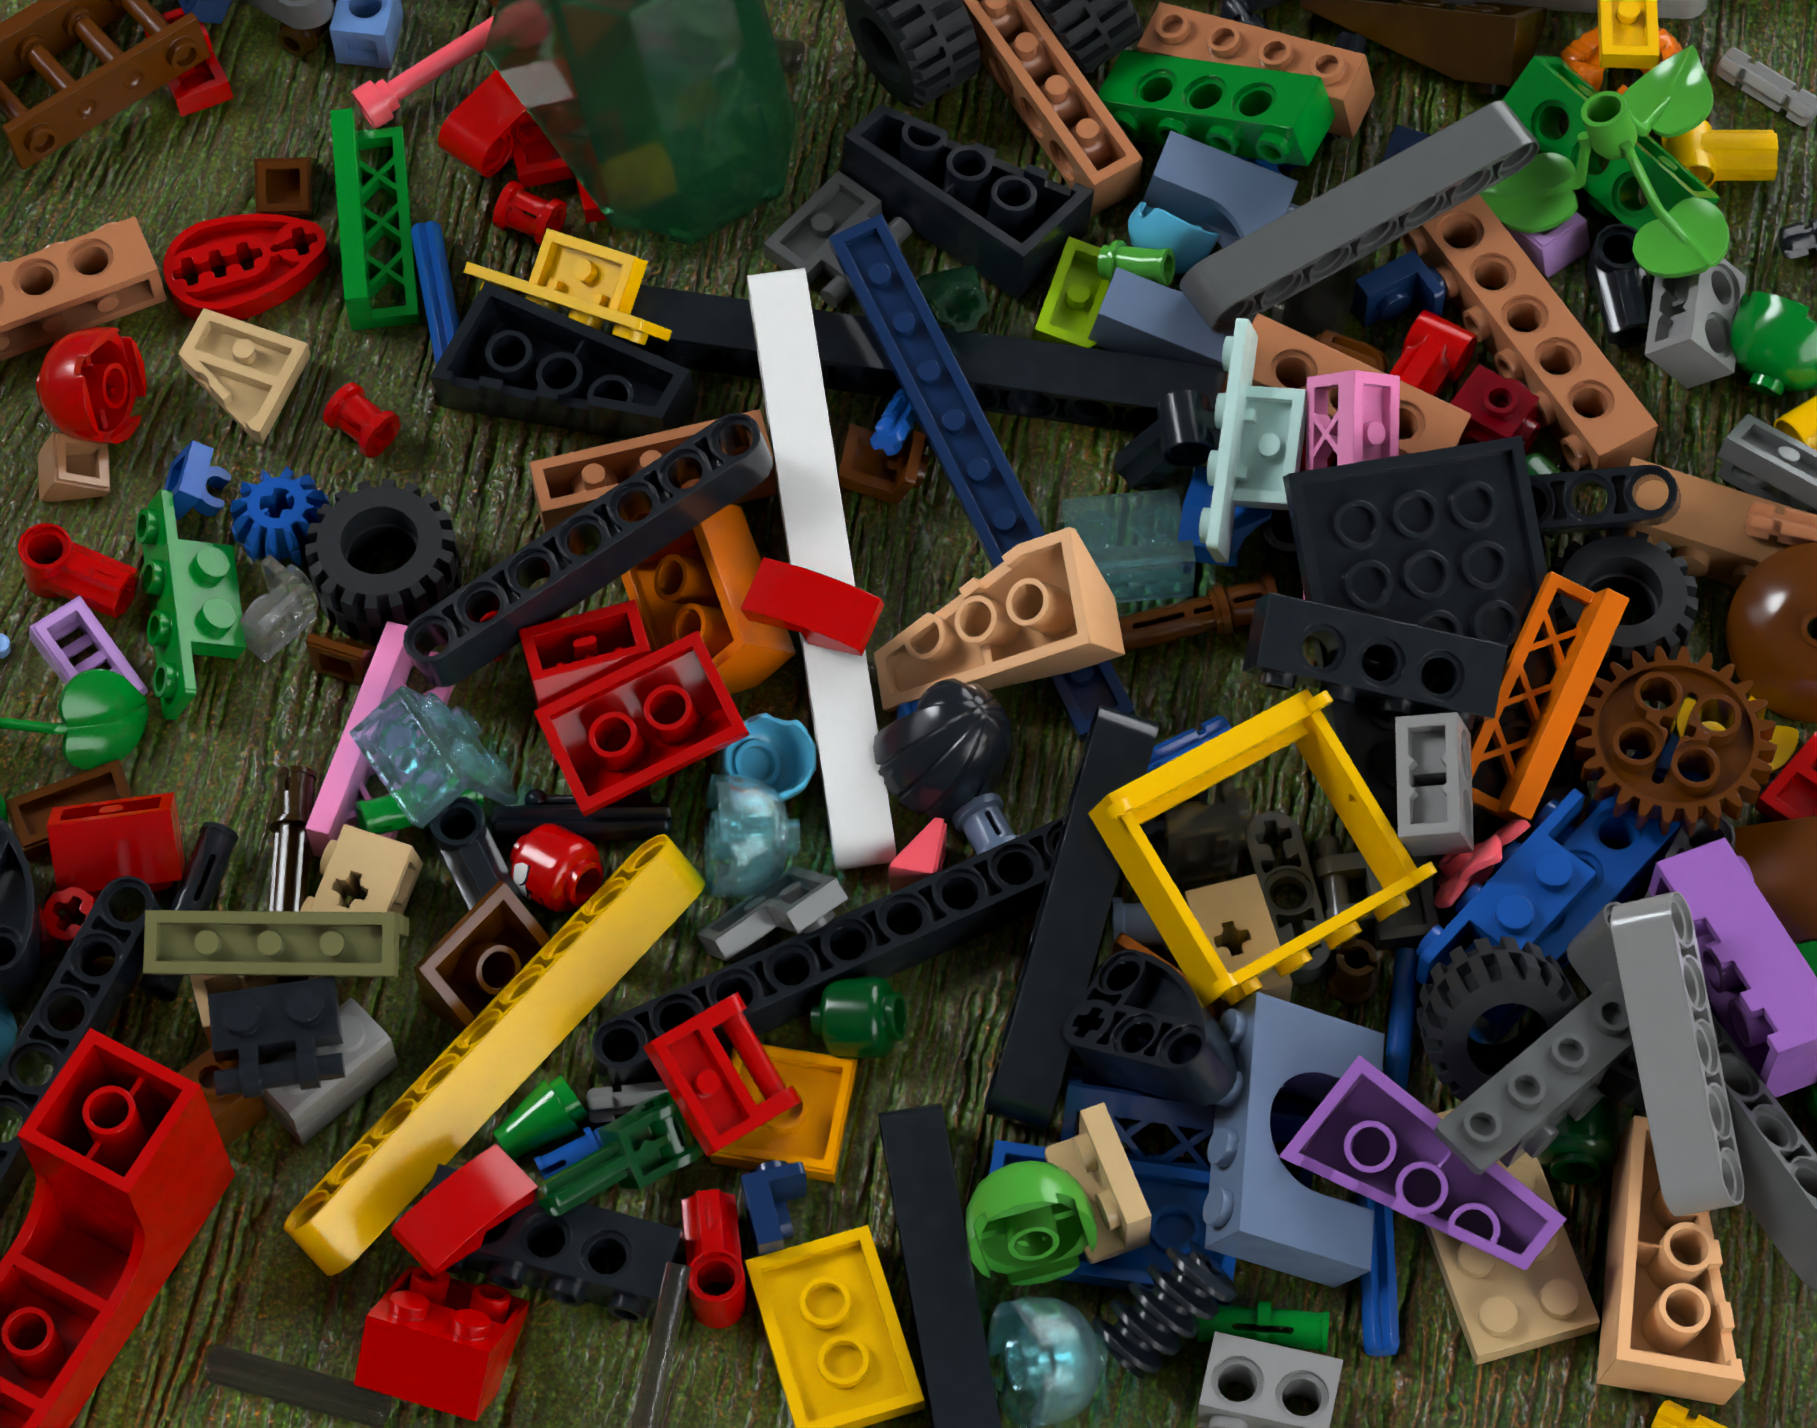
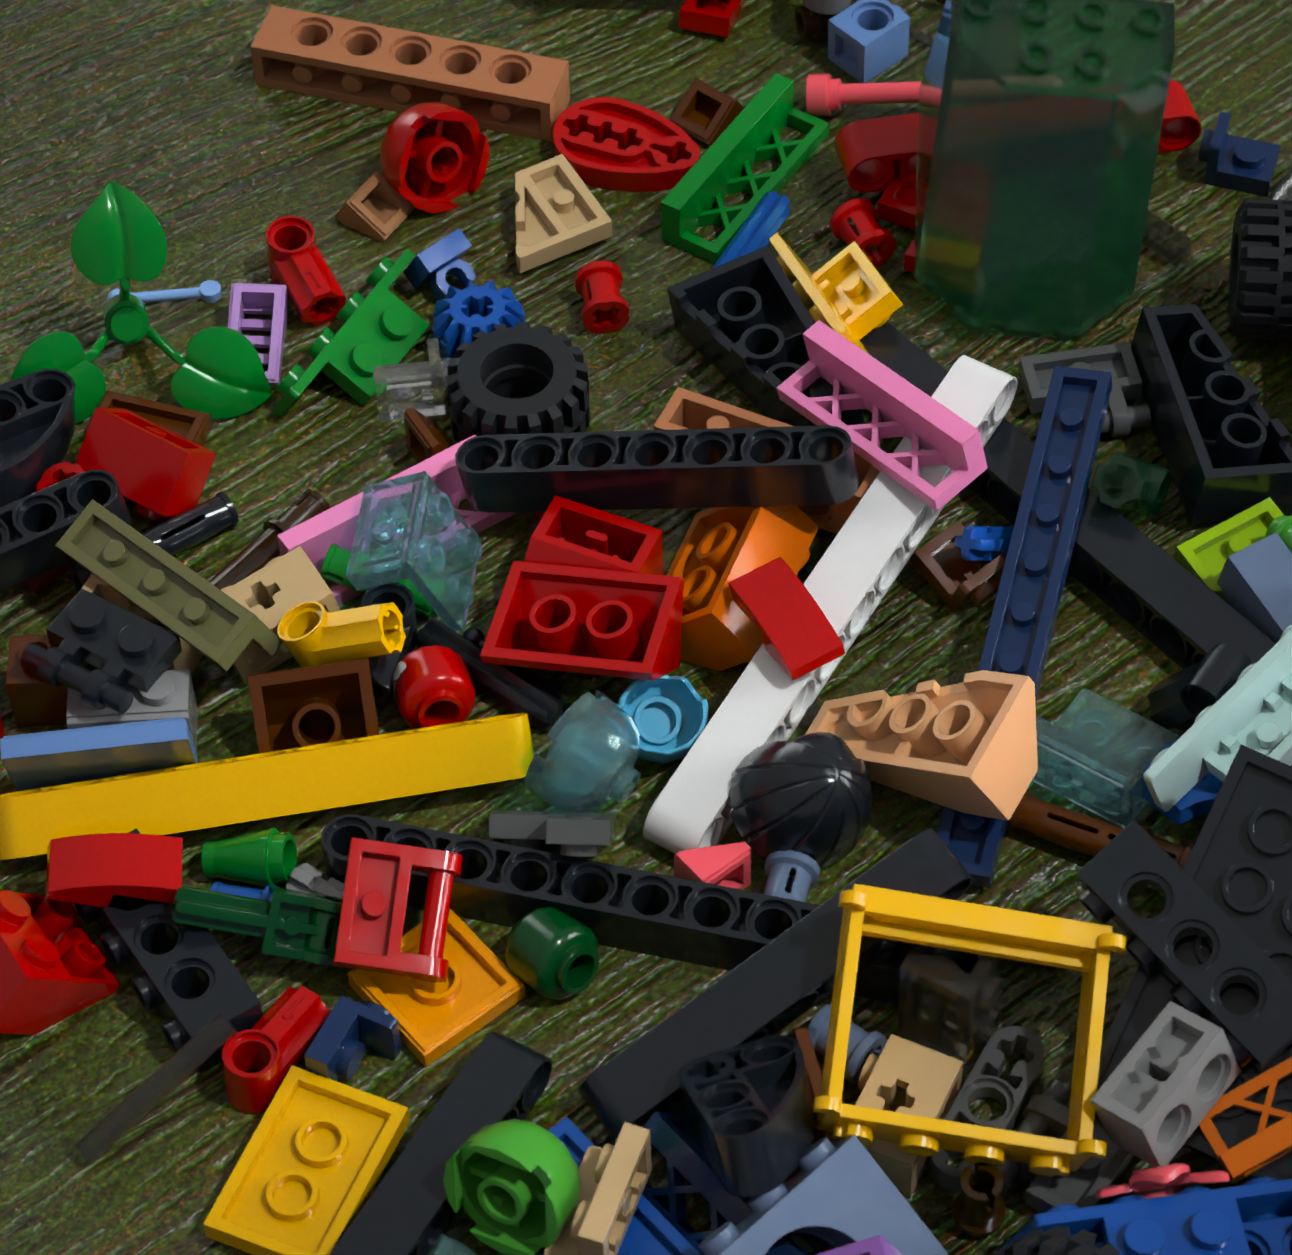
camera: 40 degrees right, 10 degrees down
(347, 1124) = (96, 752): none -> tile
(455, 875) = (341, 635): none -> yellow piece
(738, 357) = (898, 403): none -> bright pink fence

